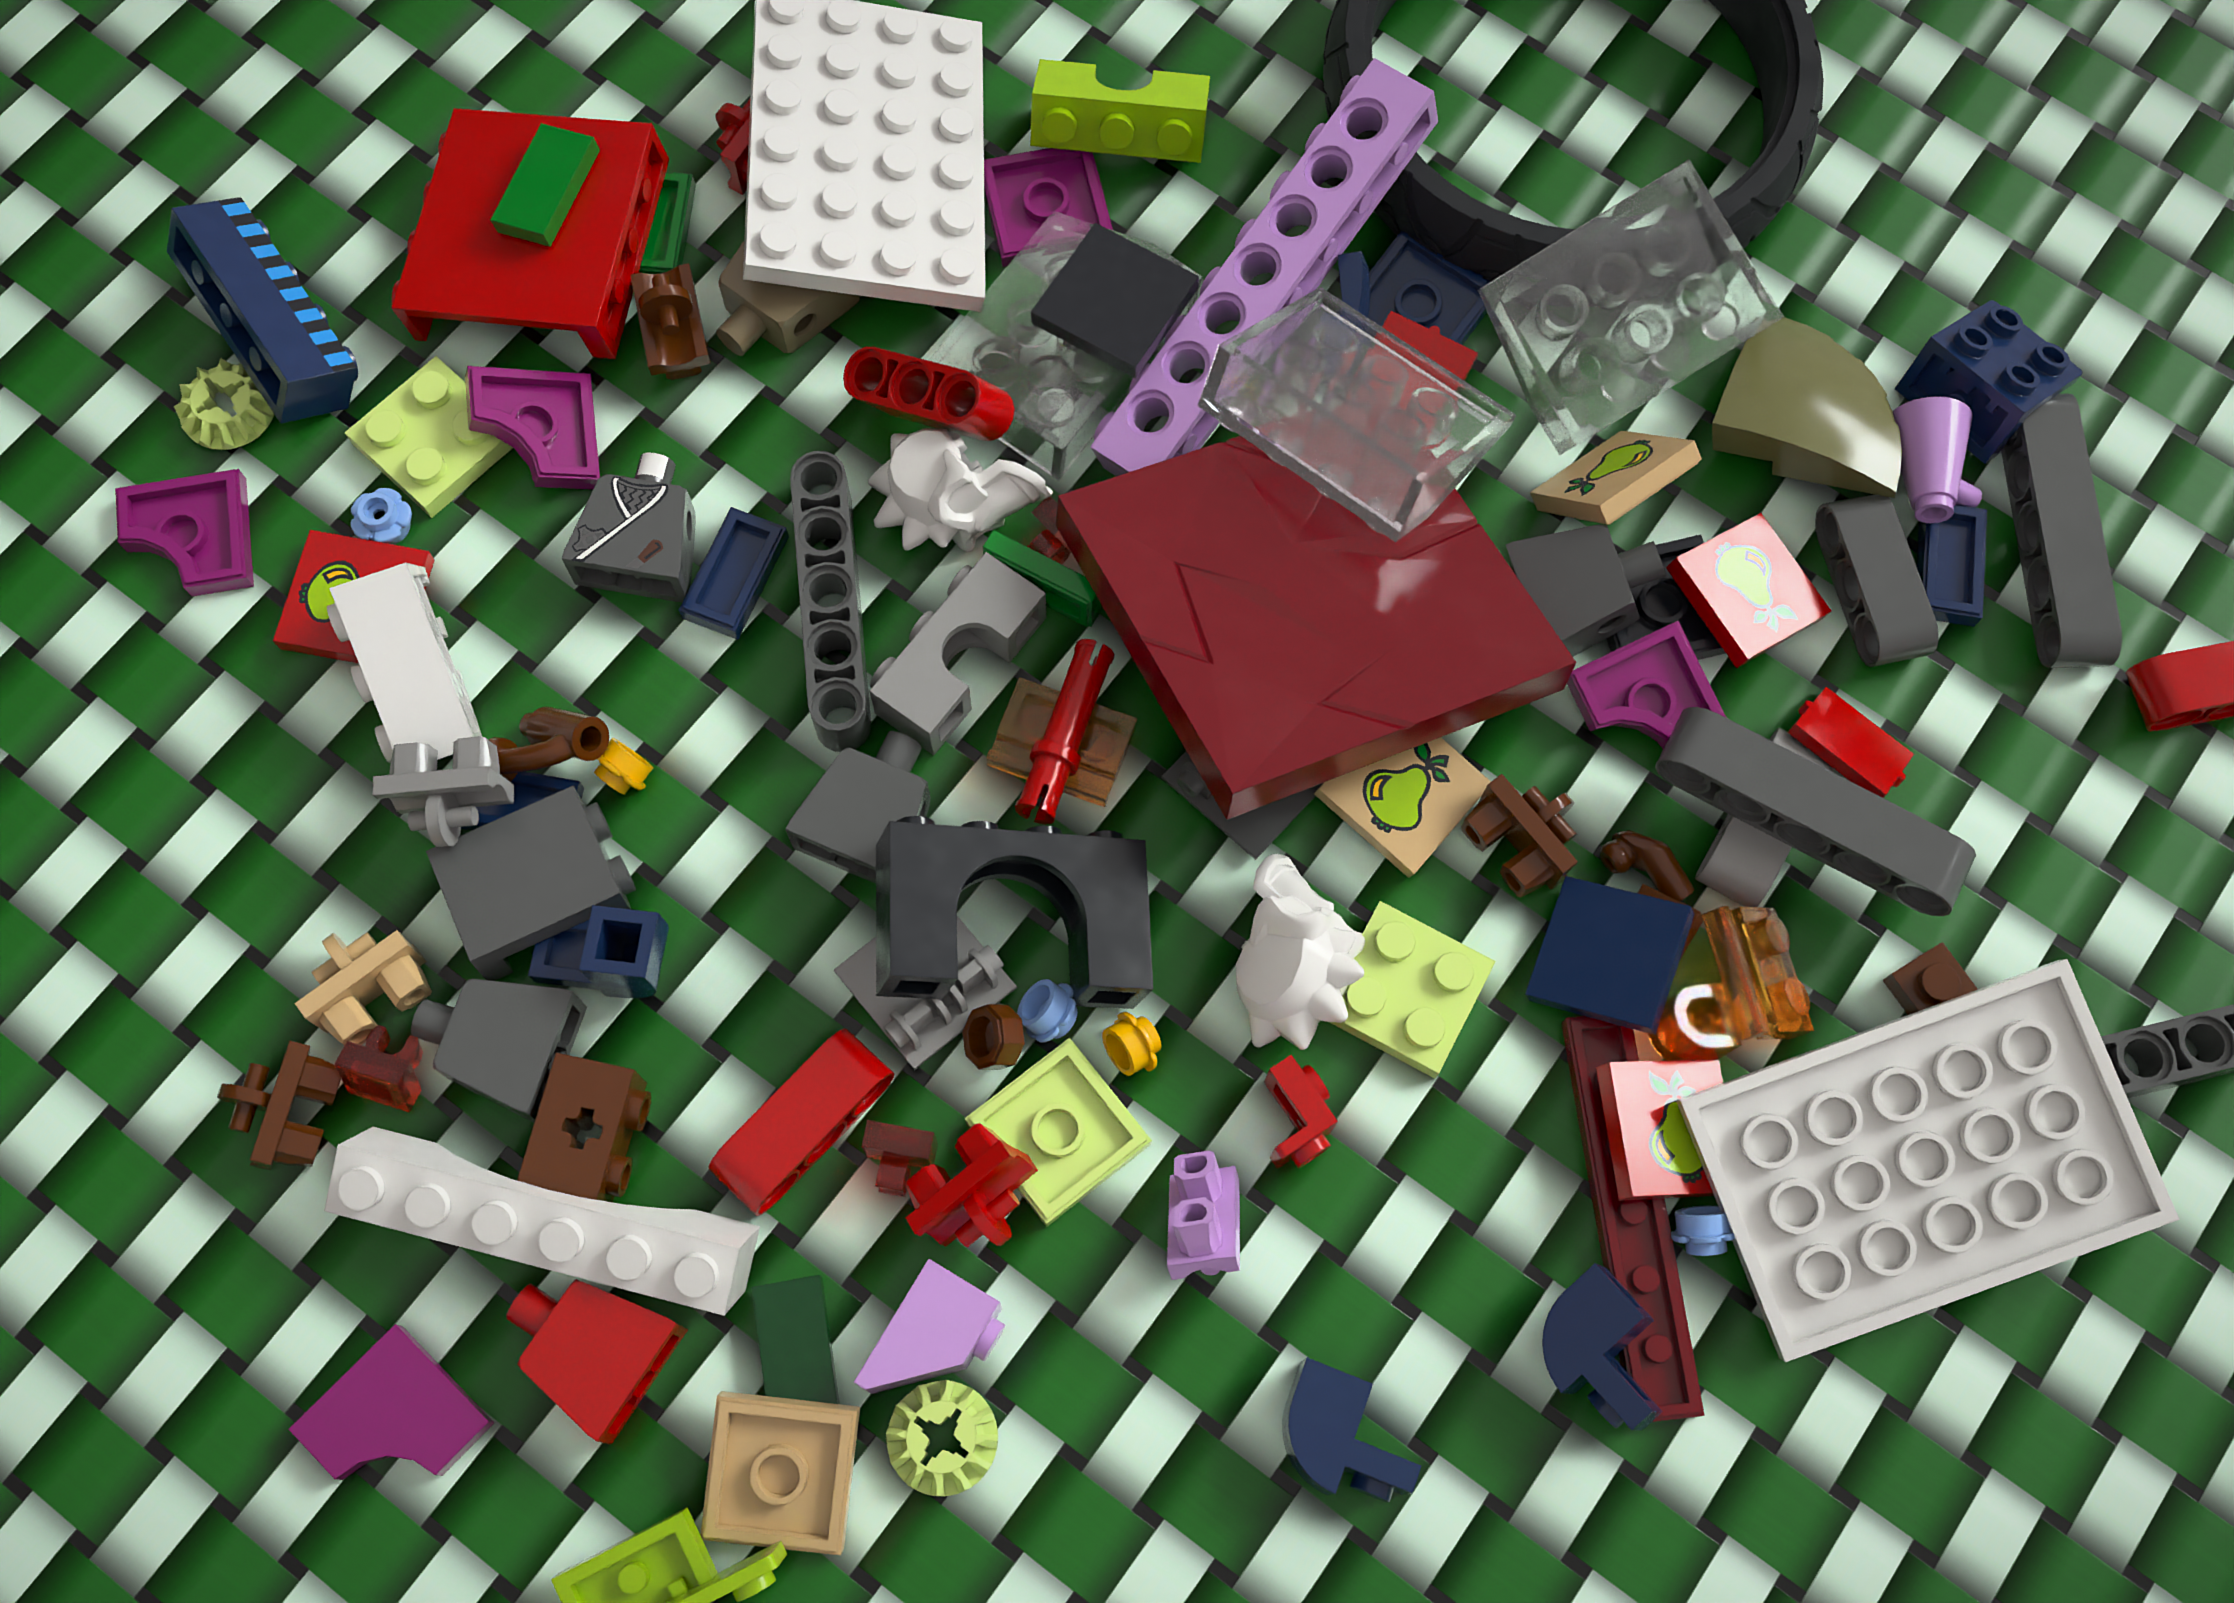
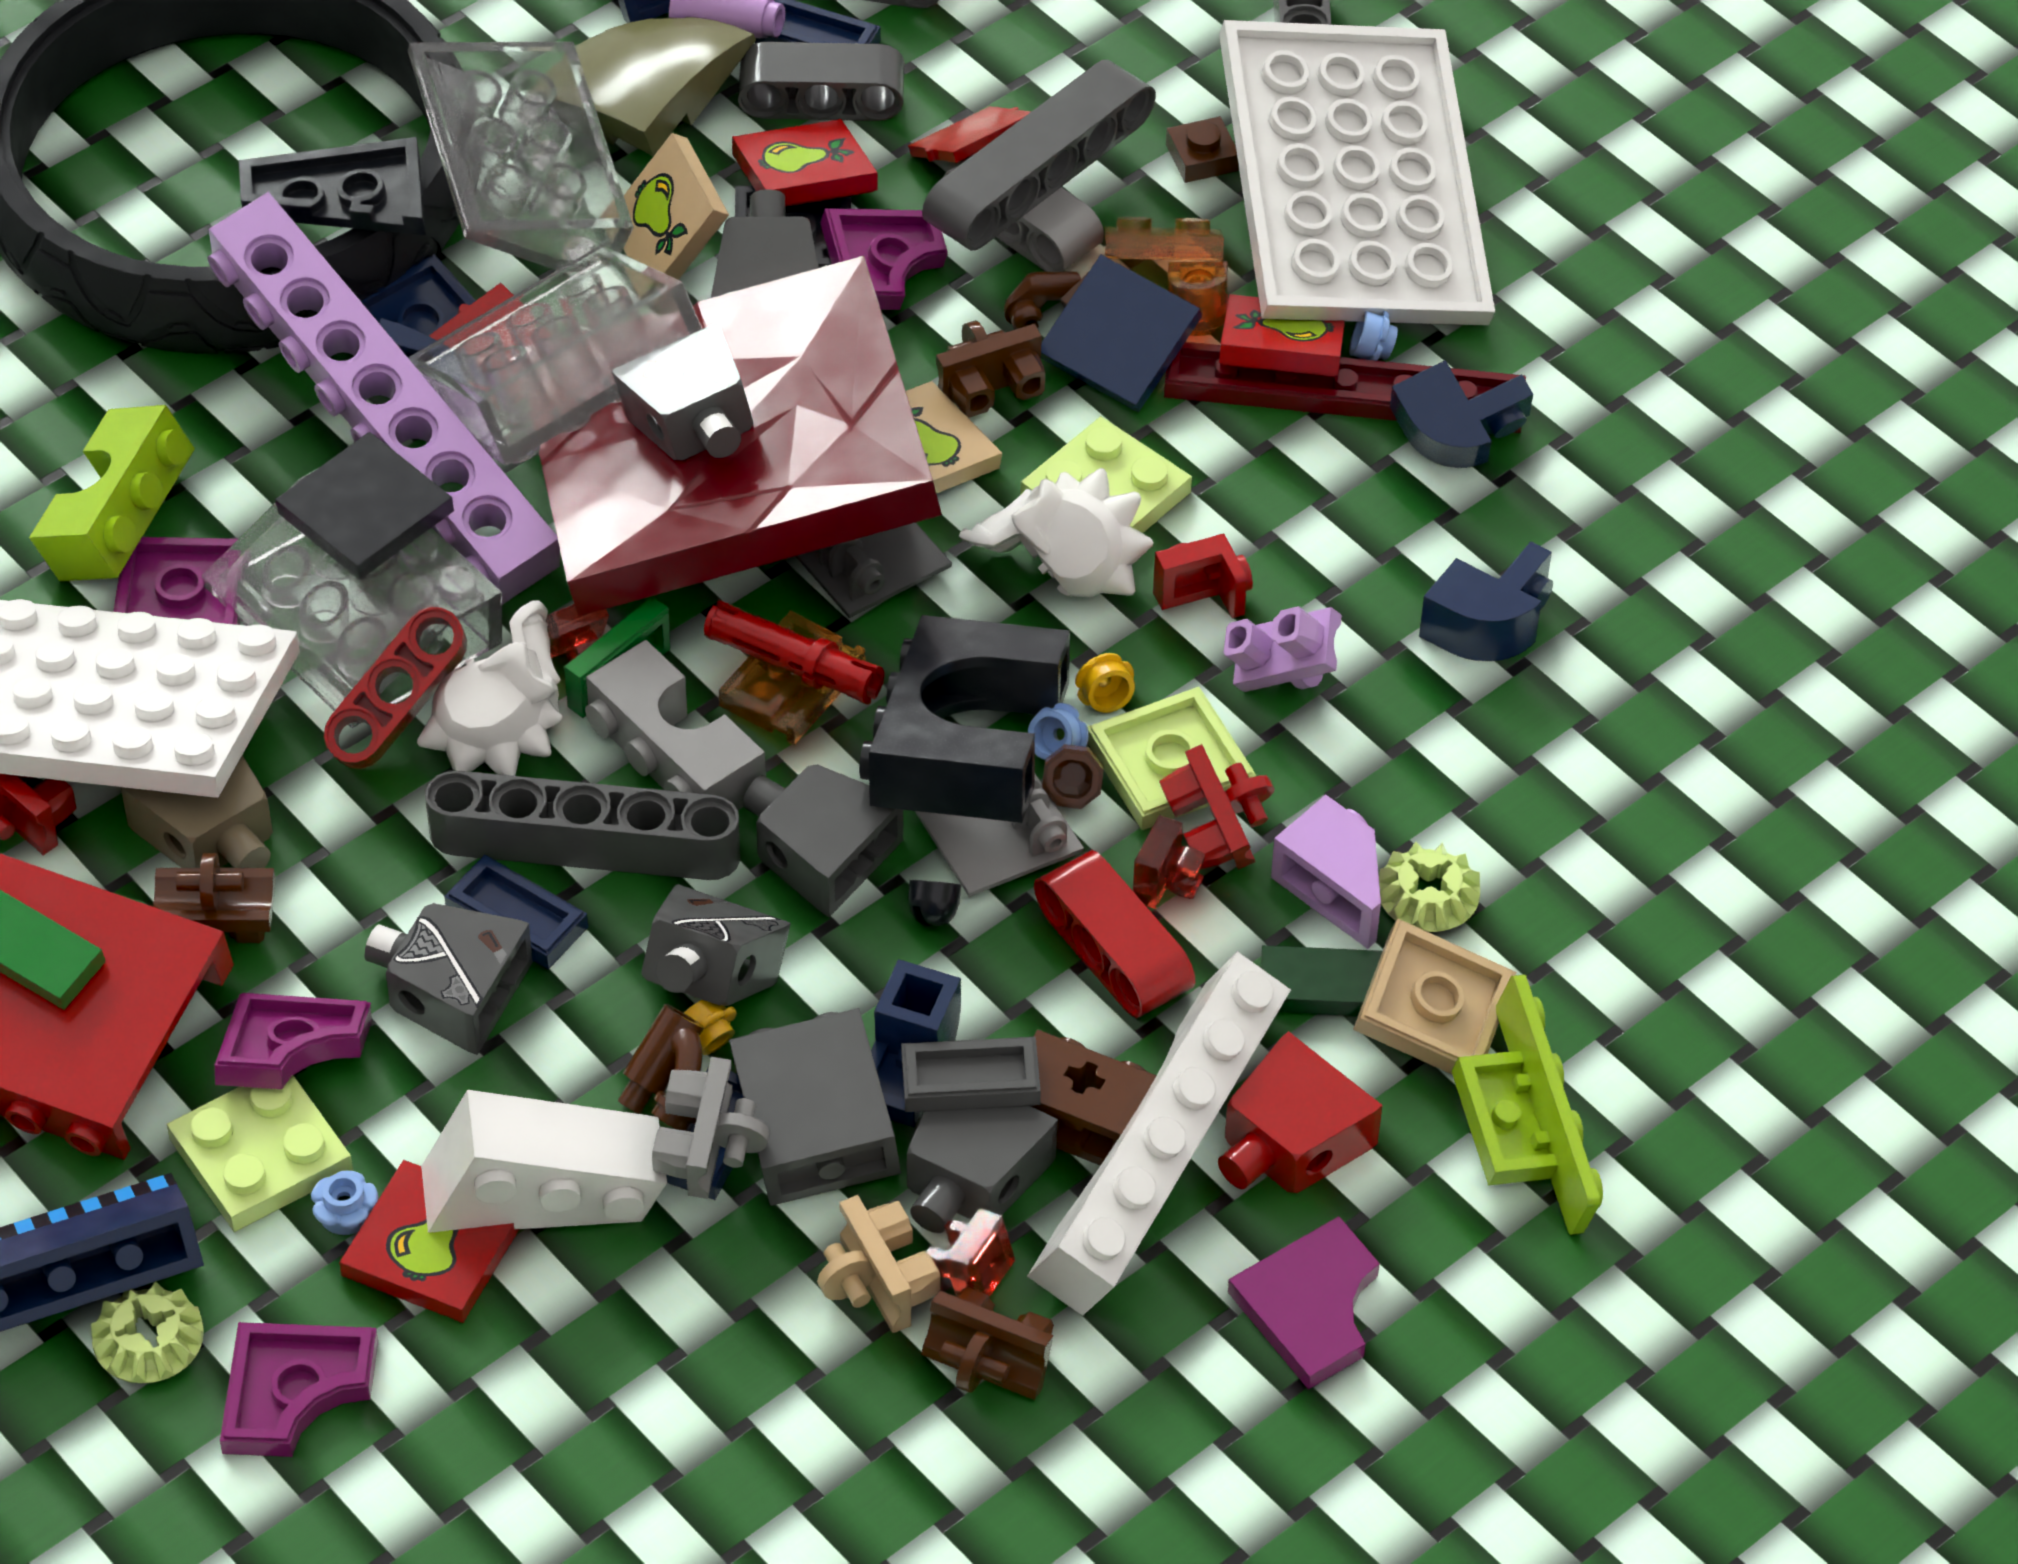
camera: 75 degrees left, 20 degrees down
(556, 1017) = (970, 1074): none -> dark grey tile
(683, 741) = (703, 946): none -> dark grey torso
(814, 937) = (933, 901): none -> black hinge
(1310, 541) = (687, 396): none -> dark grey torso
(1499, 165) = (344, 186): none -> black wing

